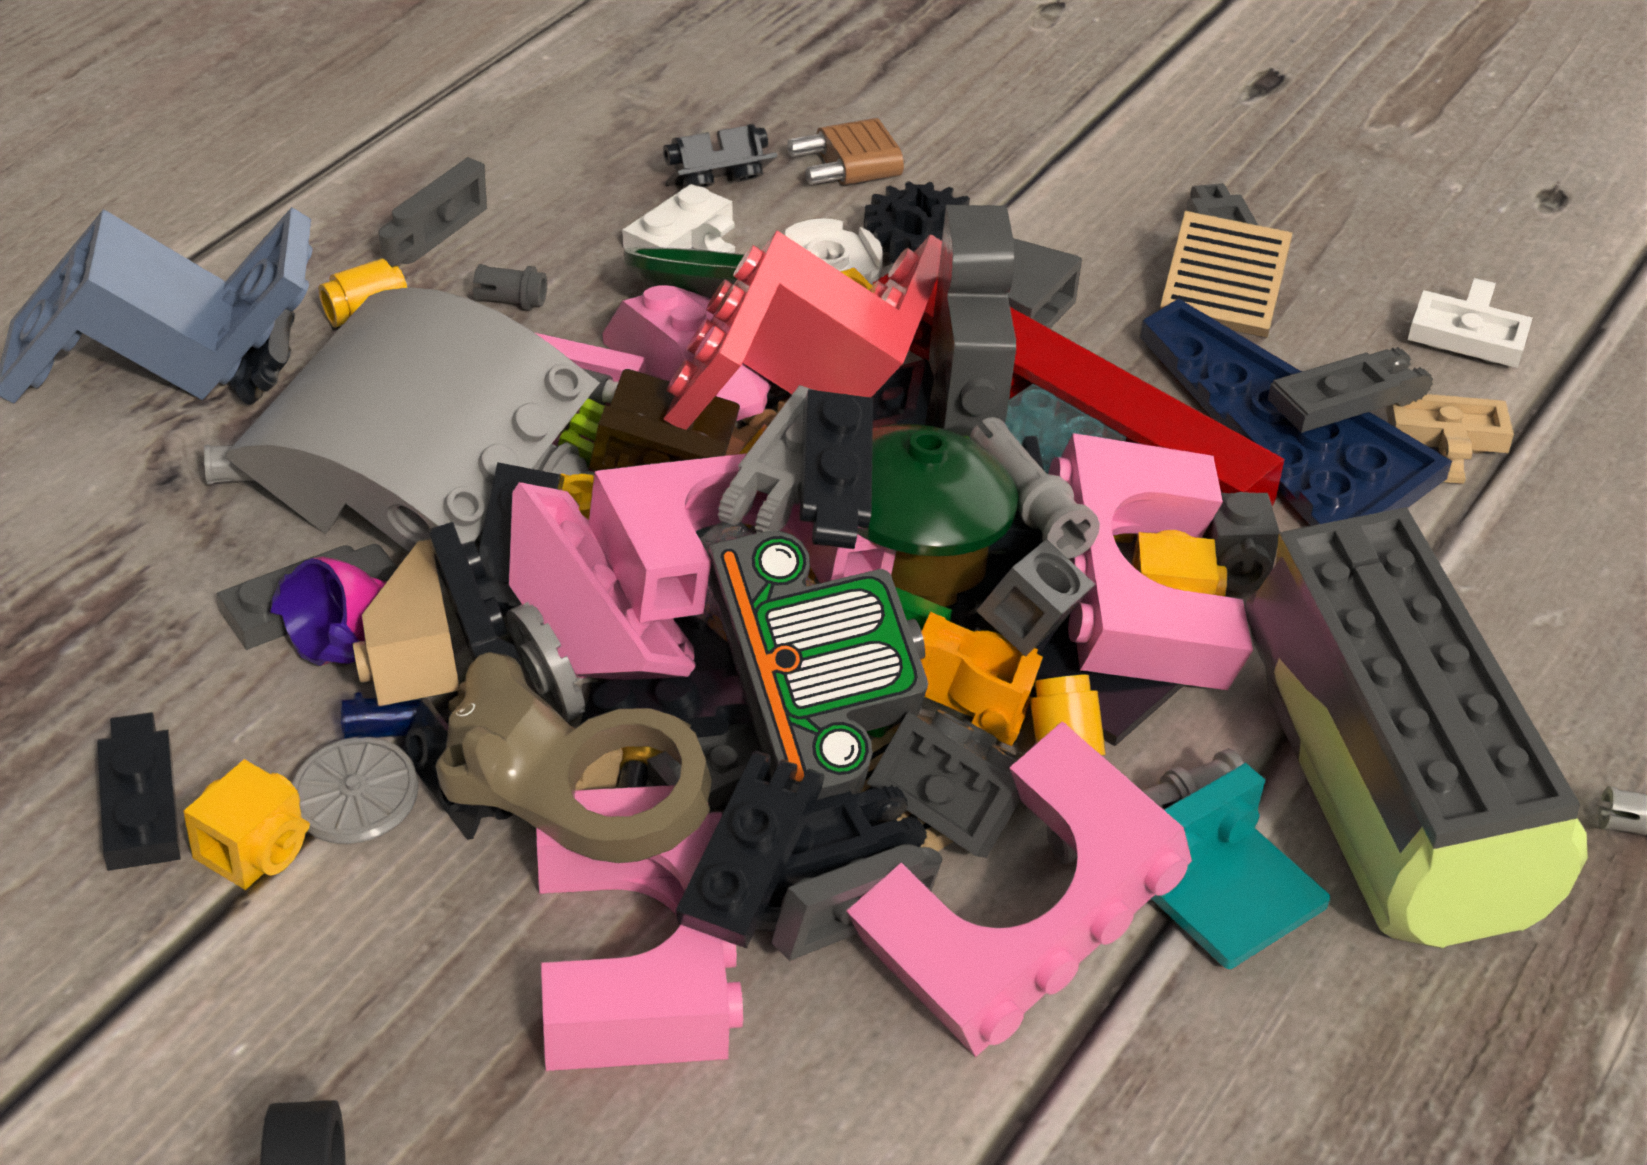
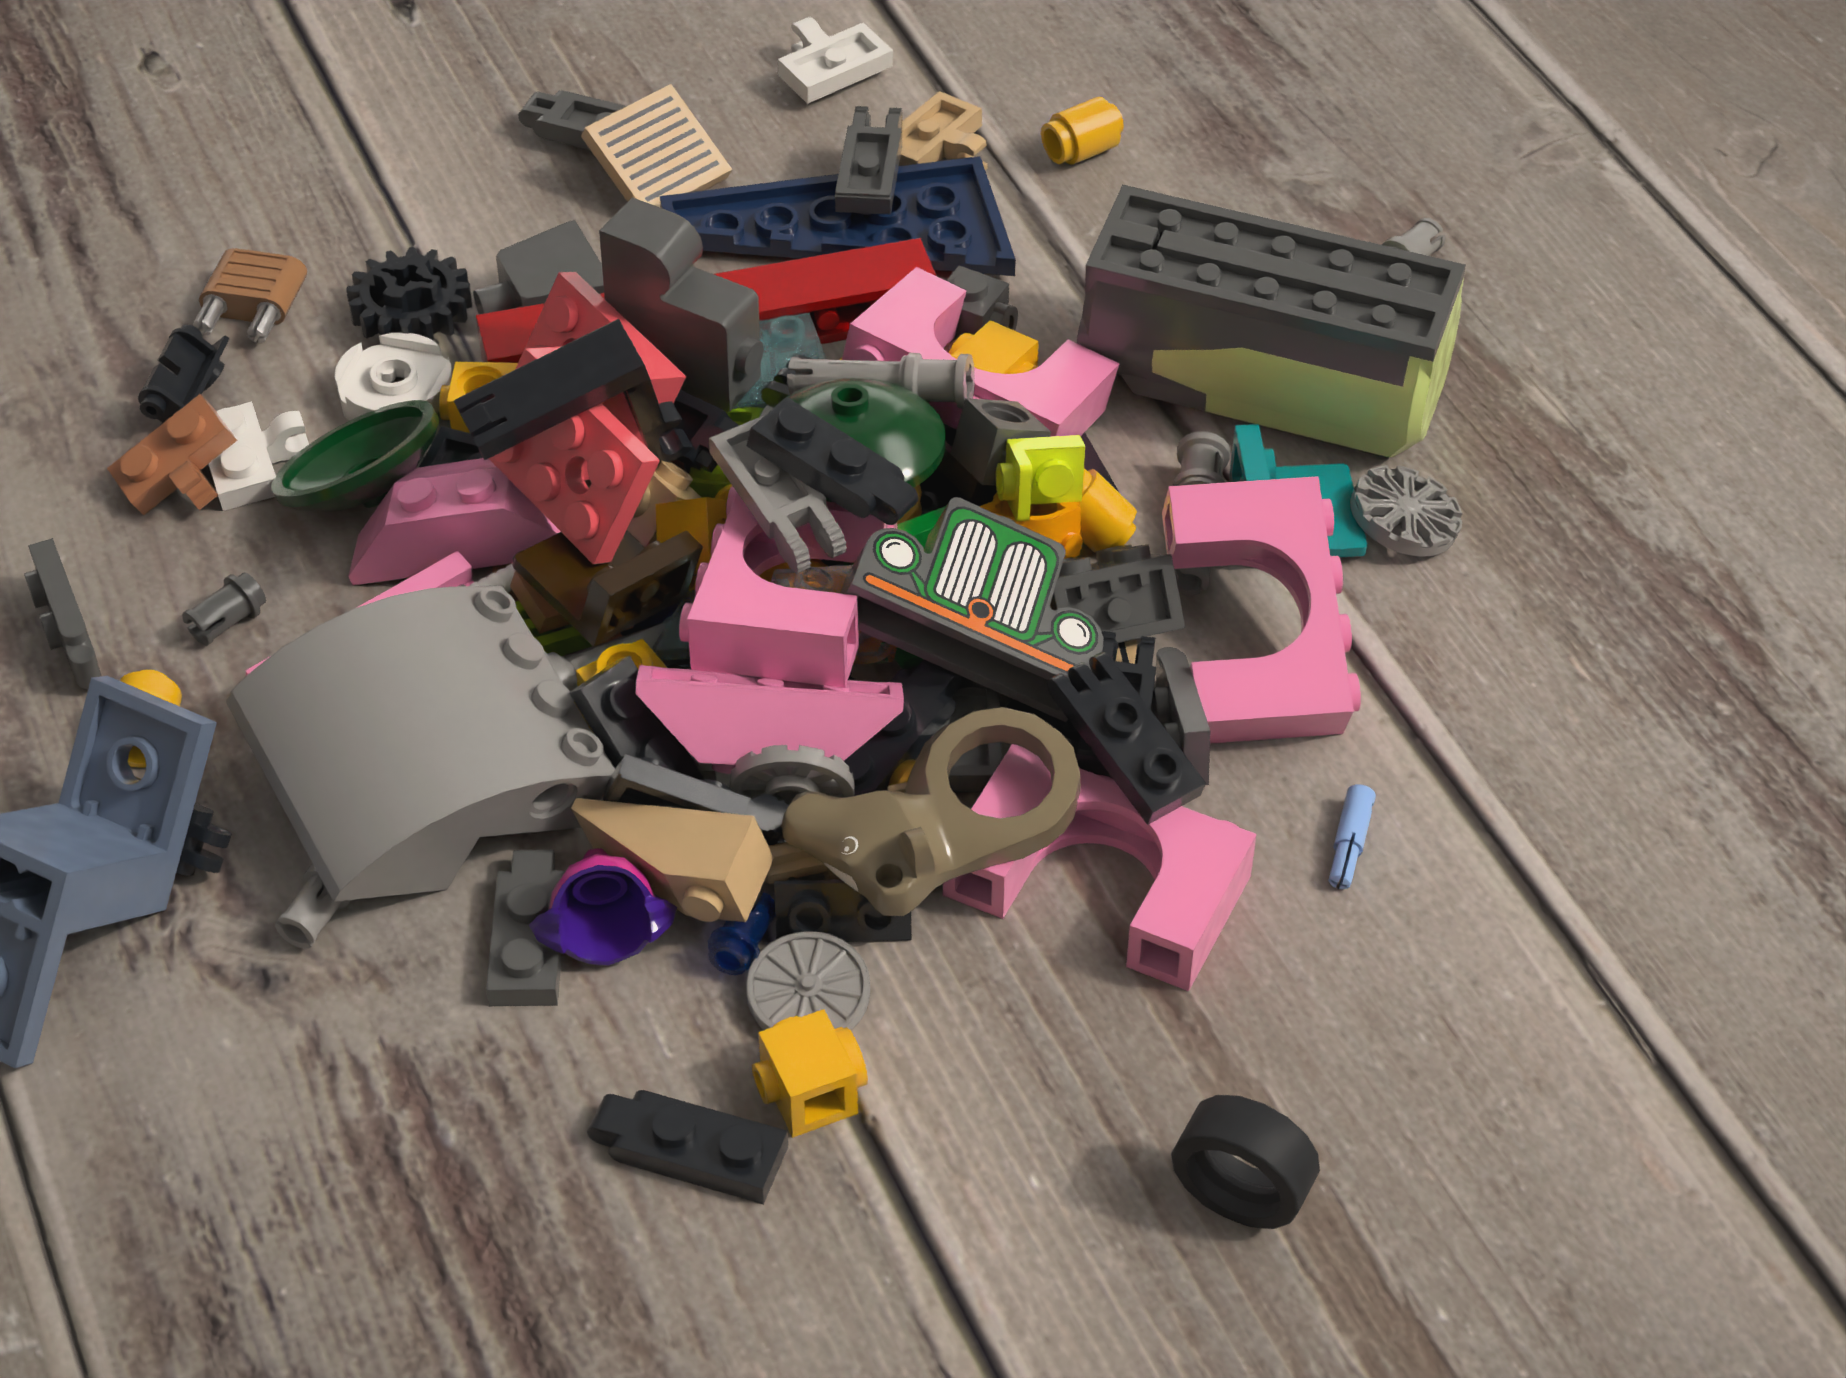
camera: 55 degrees left, 5 degrees up
(630, 188) = (174, 457): none -> nougat plate
(771, 269) = (566, 385): none -> black hinge
(832, 1114) = (1351, 834): none -> light blue piece
(1014, 634) = (1041, 472): none -> neon yellow bracket
(1314, 974) = (1406, 515): none -> light grey wheel
(1571, 515) = (1082, 131): none -> yellow brick

